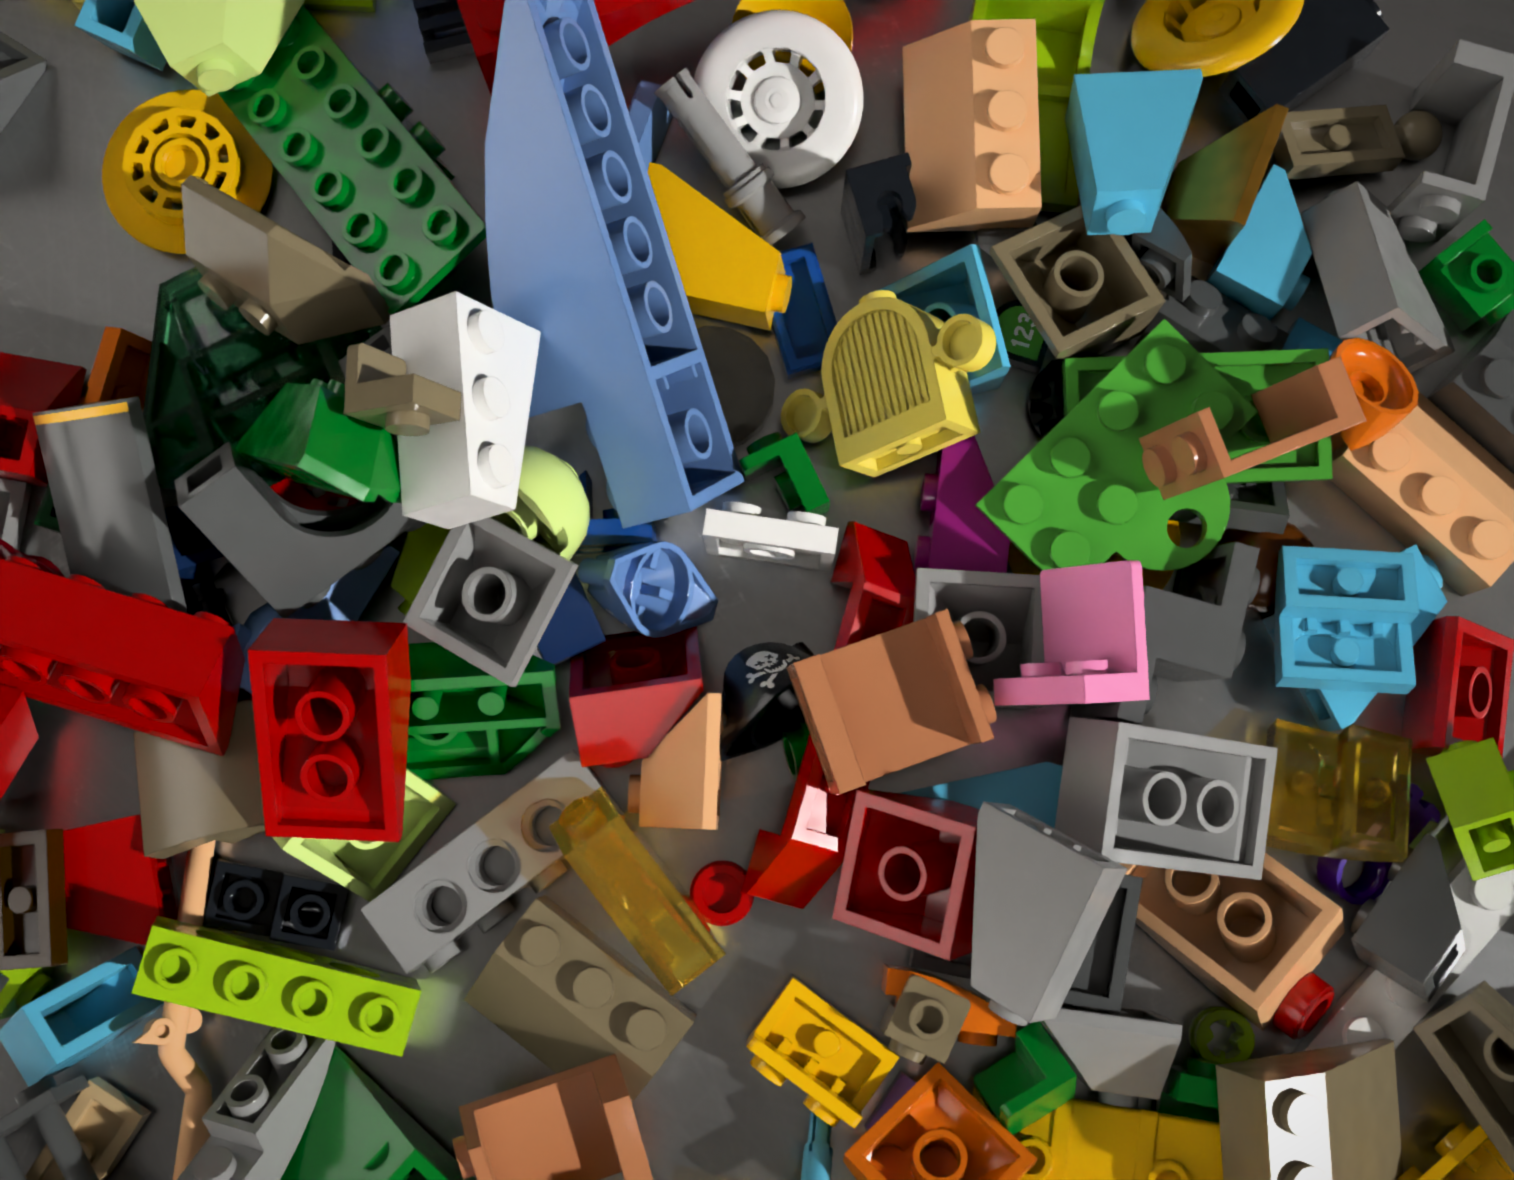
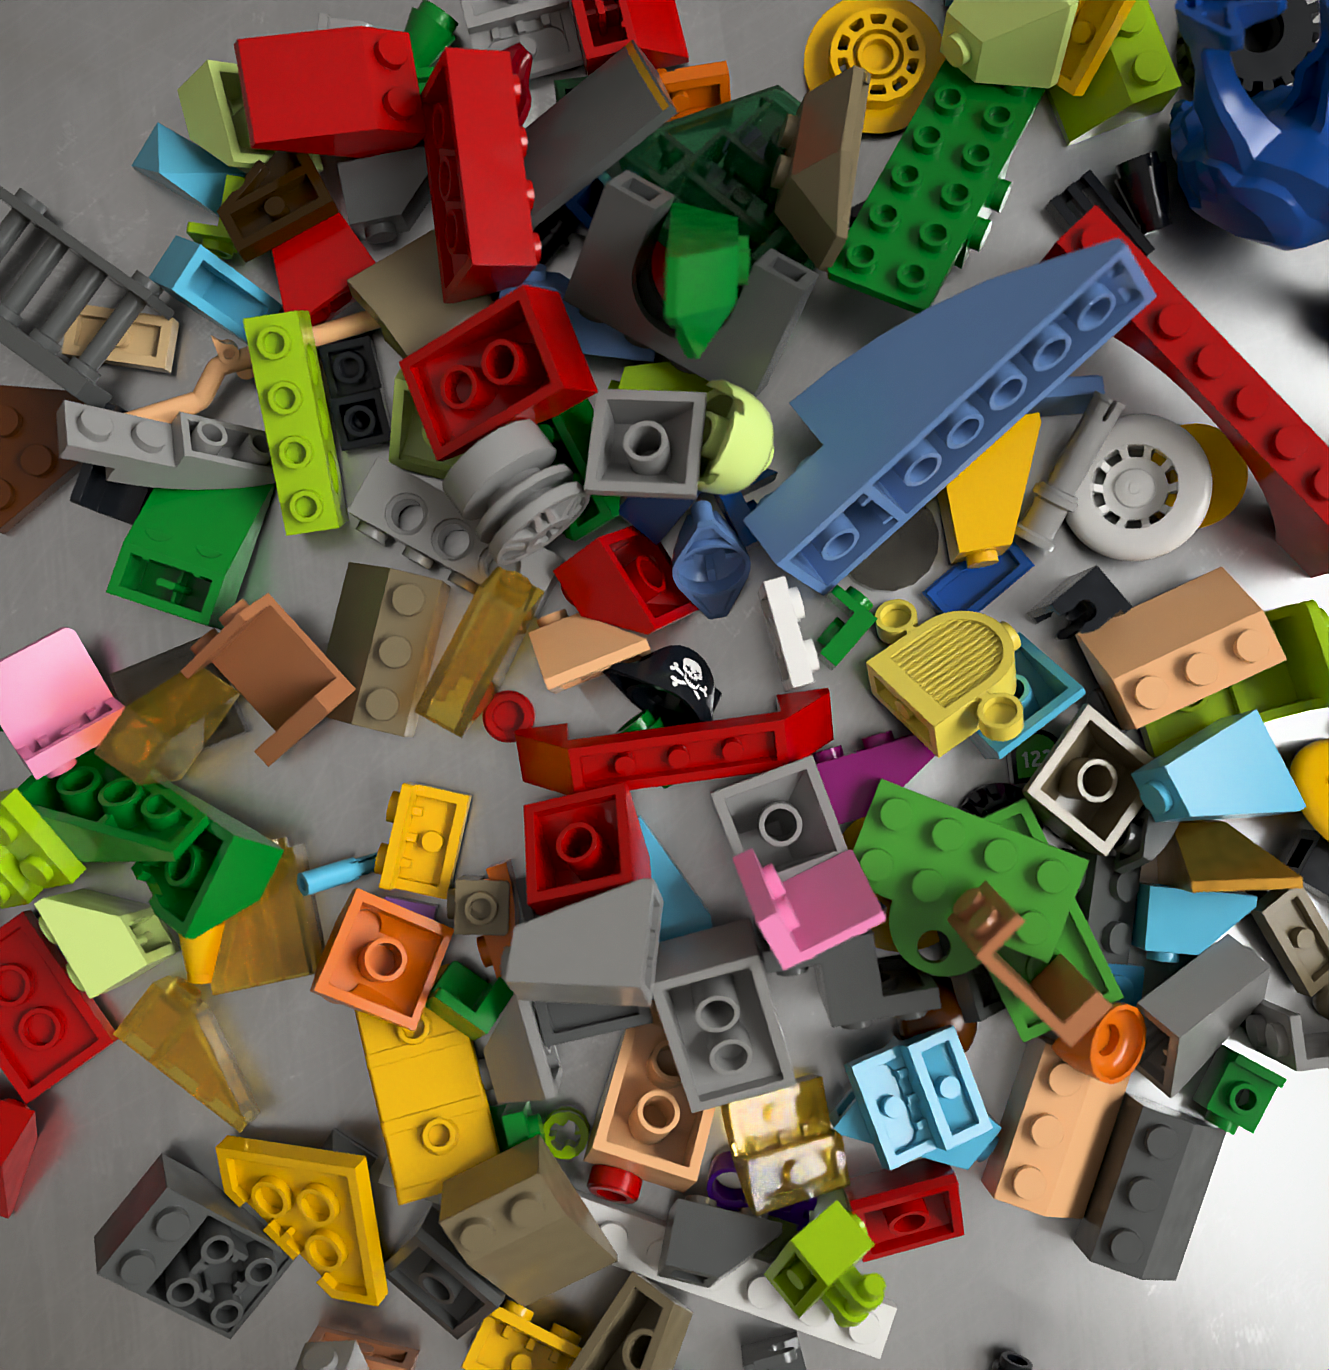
camera: 65 degrees right, 5 degrees up
(66, 769) = (385, 193): none -> dark grey slope
(388, 398) = (751, 296): dark tan bracket -> none
(471, 464) = (773, 357): white wedge -> none
(474, 767) = (515, 491): none -> light grey wheel
(892, 701) = (701, 779): nougat panel -> none

